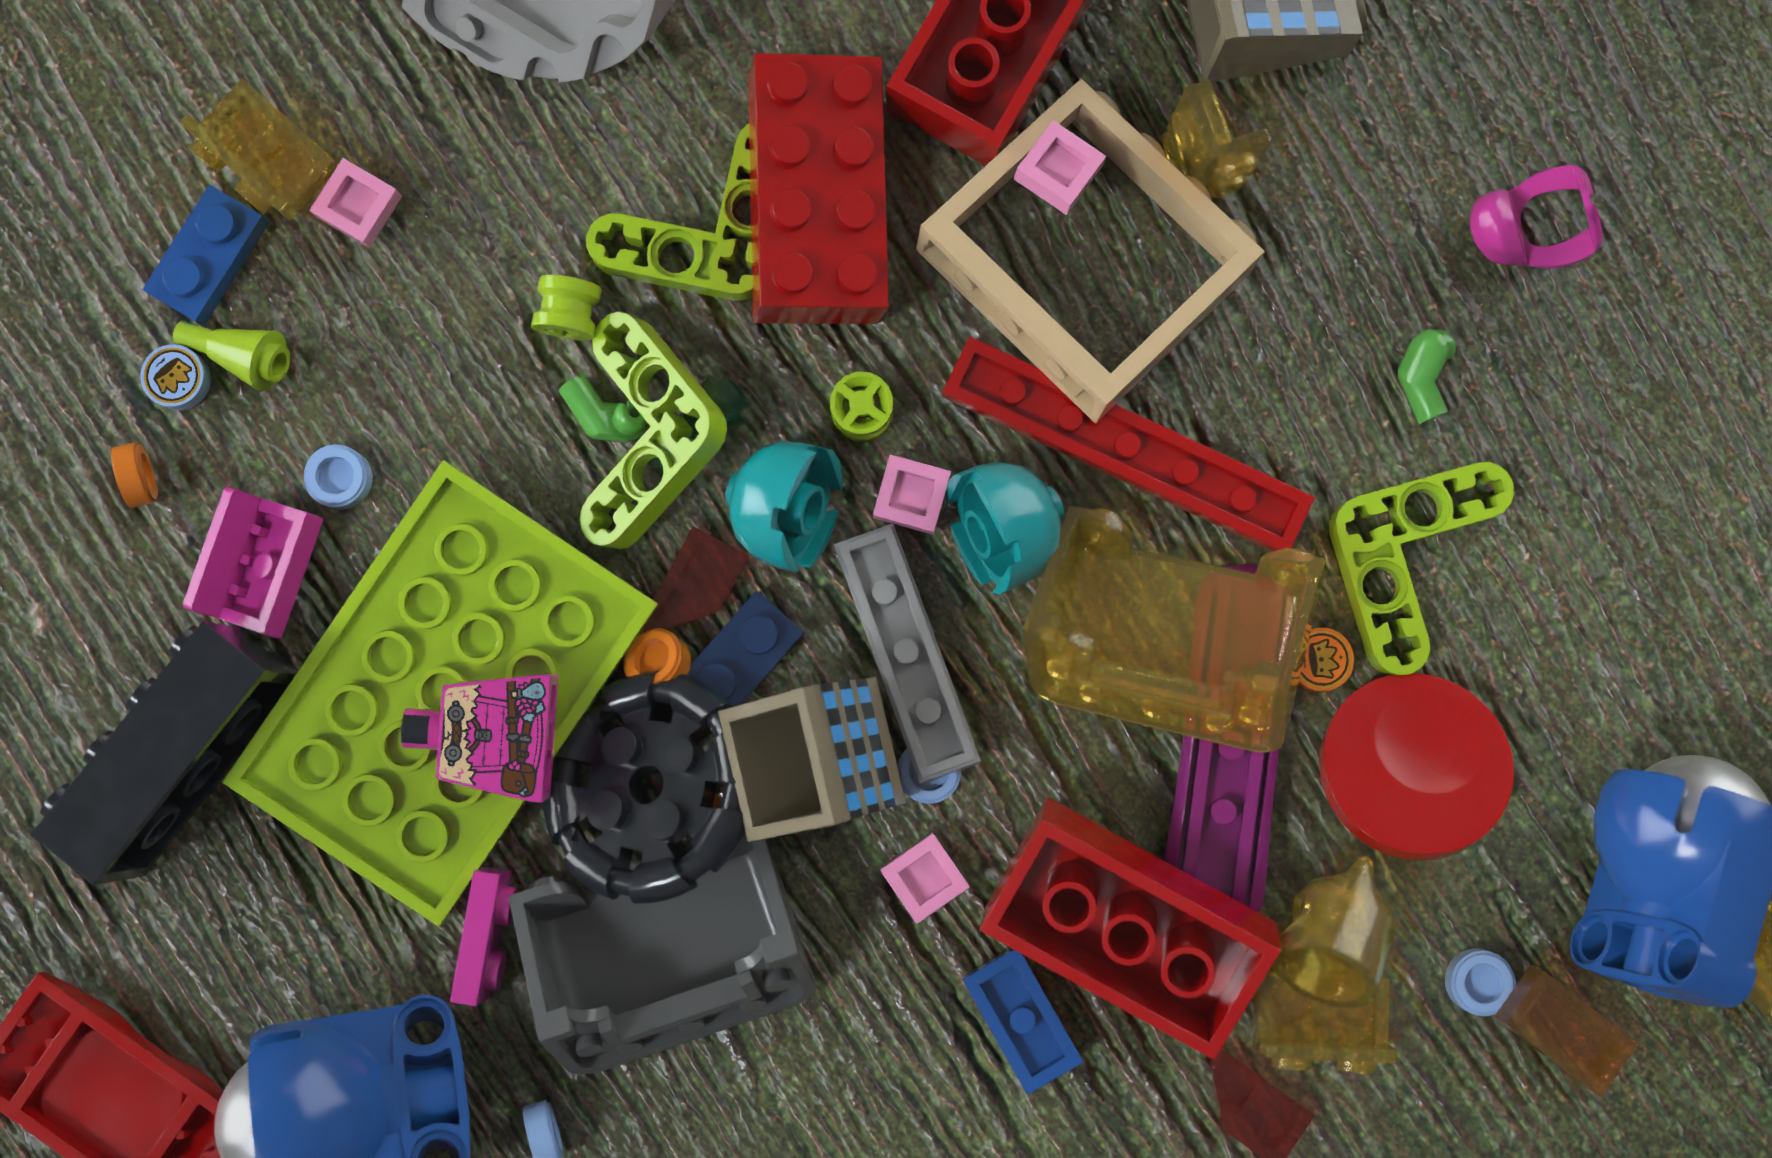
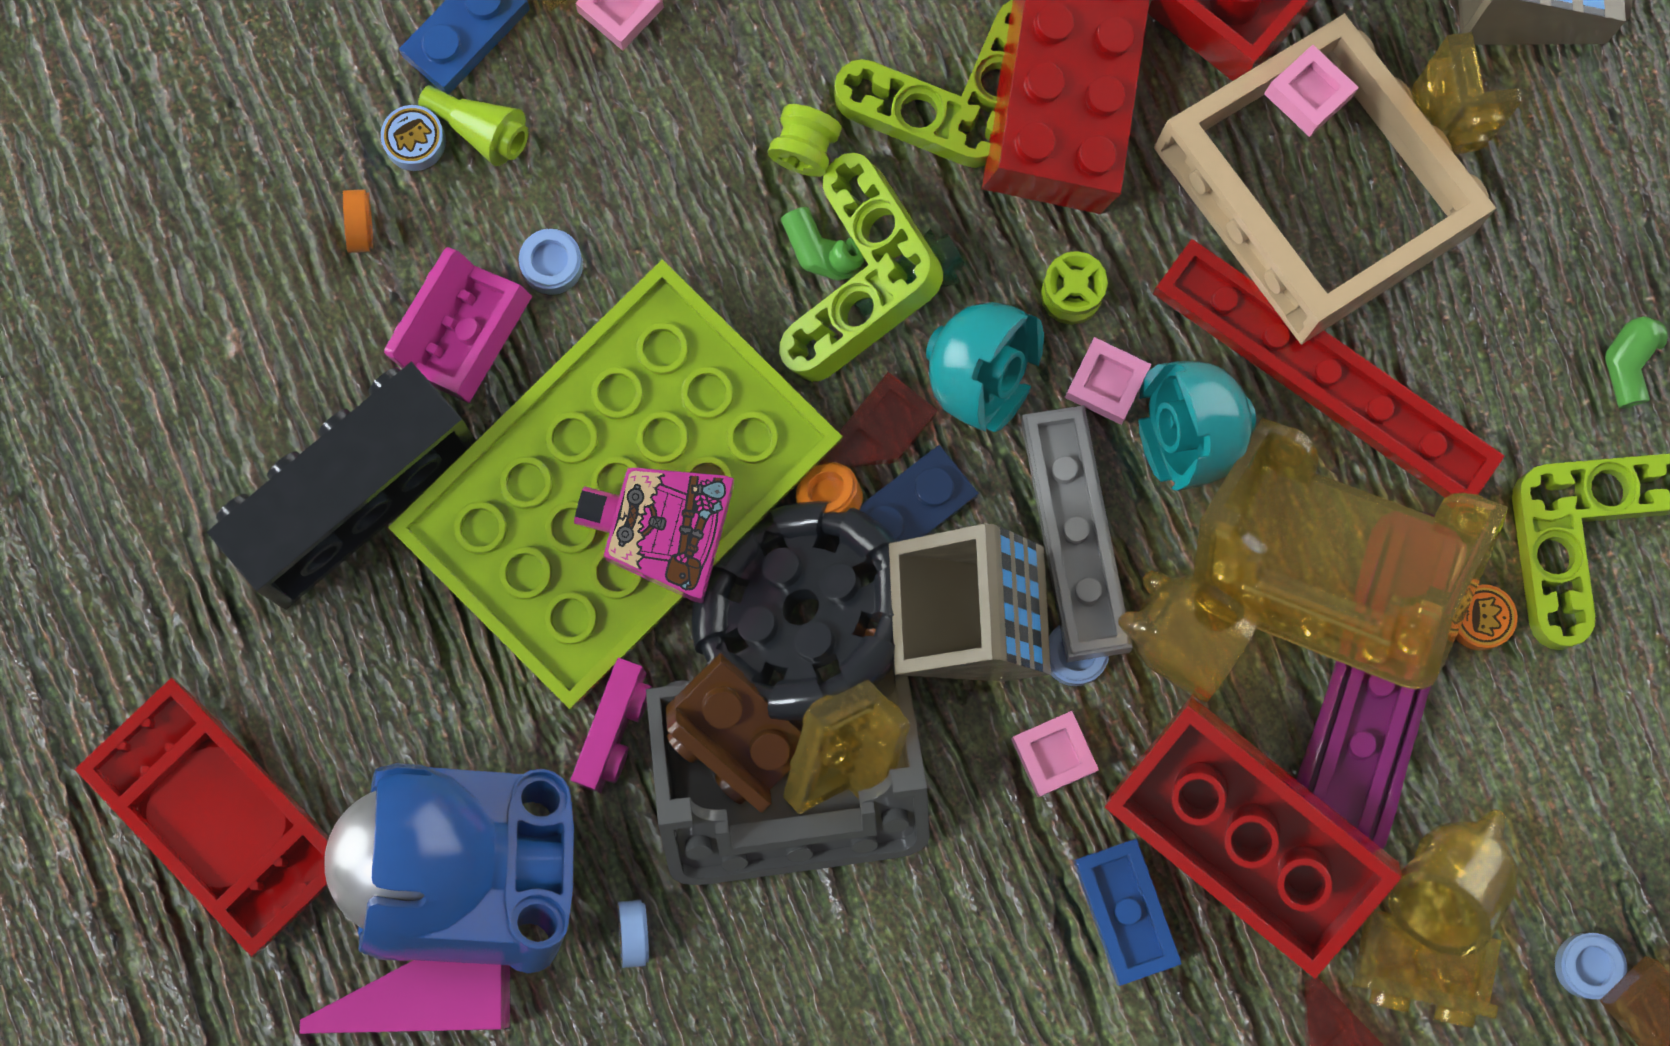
camera: 10 degrees right, 5 degrees down
(597, 927) = (729, 730): none -> reddish brown bracket
(712, 915) = (845, 745): none -> clear yellow bracket
(1034, 734) = (1189, 632): none -> clear yellow piece
(1416, 766) = (1562, 736): red piece -> none

